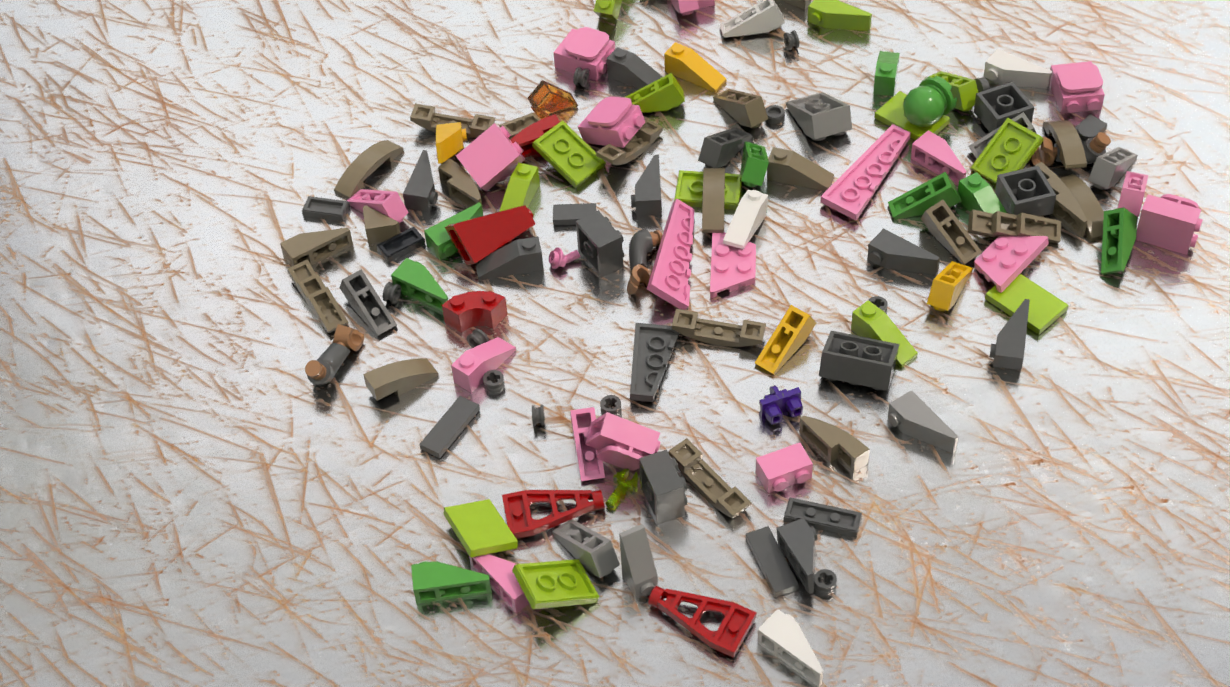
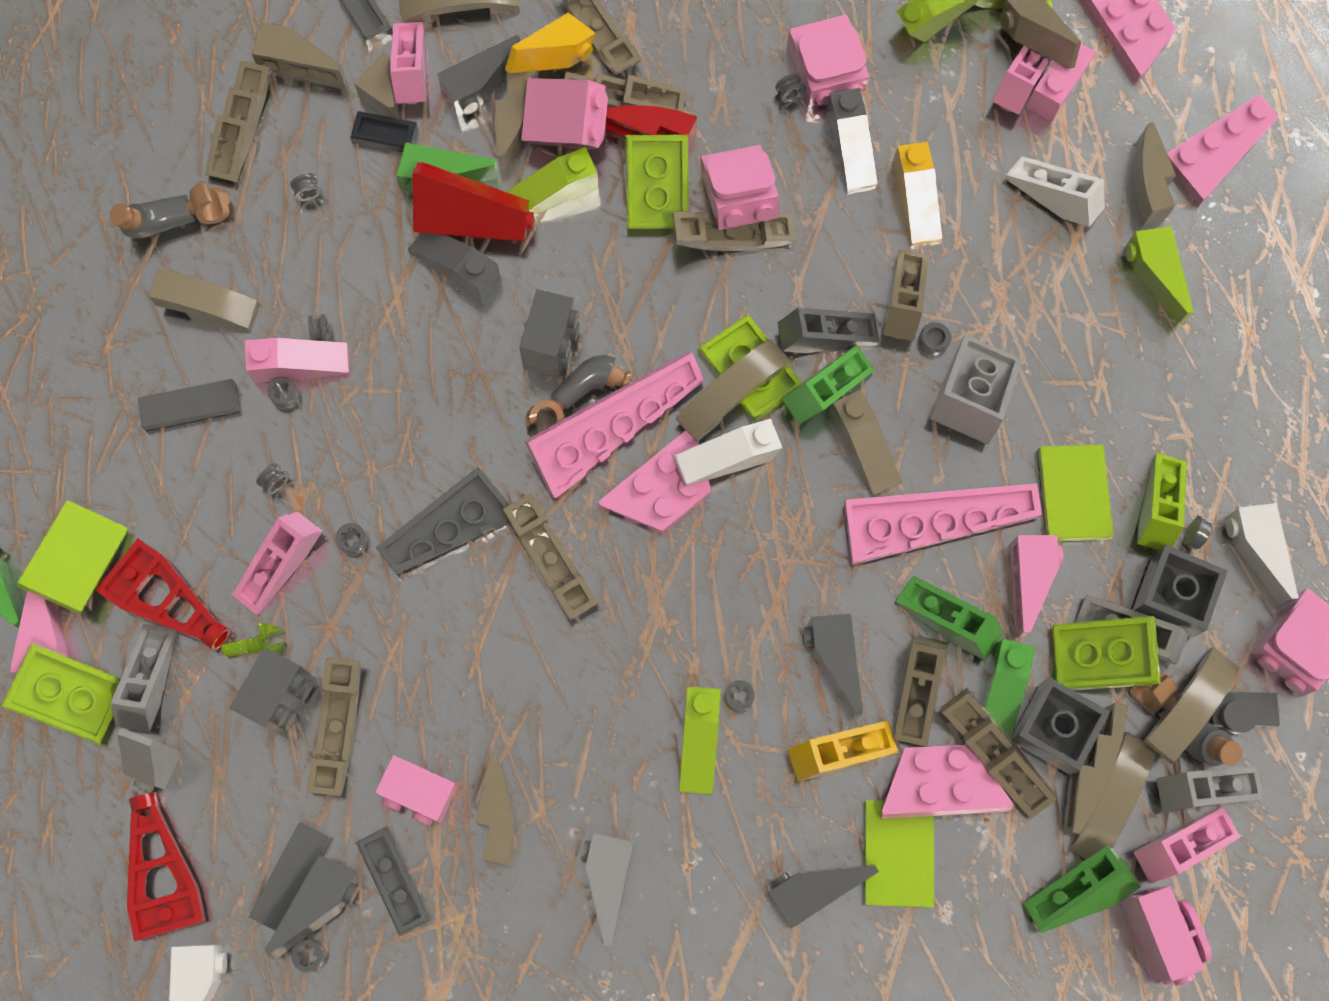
camera: 40 degrees right, 25 degrees up
(367, 303) = (268, 178): dark grey slope -> none
(419, 284) = (341, 203): bright green slope -> none
(474, 309) = (351, 287): red brick -> none
(551, 100) = (724, 90): clear orange slope -> none
(558, 259) = (503, 307): bright pink plate -> none
(569, 213) = (584, 263): dark grey tile -> none
(621, 441) = (285, 606): bright pink brick -> none
(648, 191) = (686, 309): dark grey slope -> none
(659, 95) = (829, 191): lime slope -> none
(779, 402) = (514, 722): dark purple hips -> none
(786, 339) = (597, 641): yellow slope -> none
(791, 40) = (1069, 256): dark grey bush -> none
(858, 360) = (634, 745): dark grey slope -> none
(886, 73) = (1122, 402): bright green slope -> none
(929, 102) = (1090, 502): bright green tile -> none

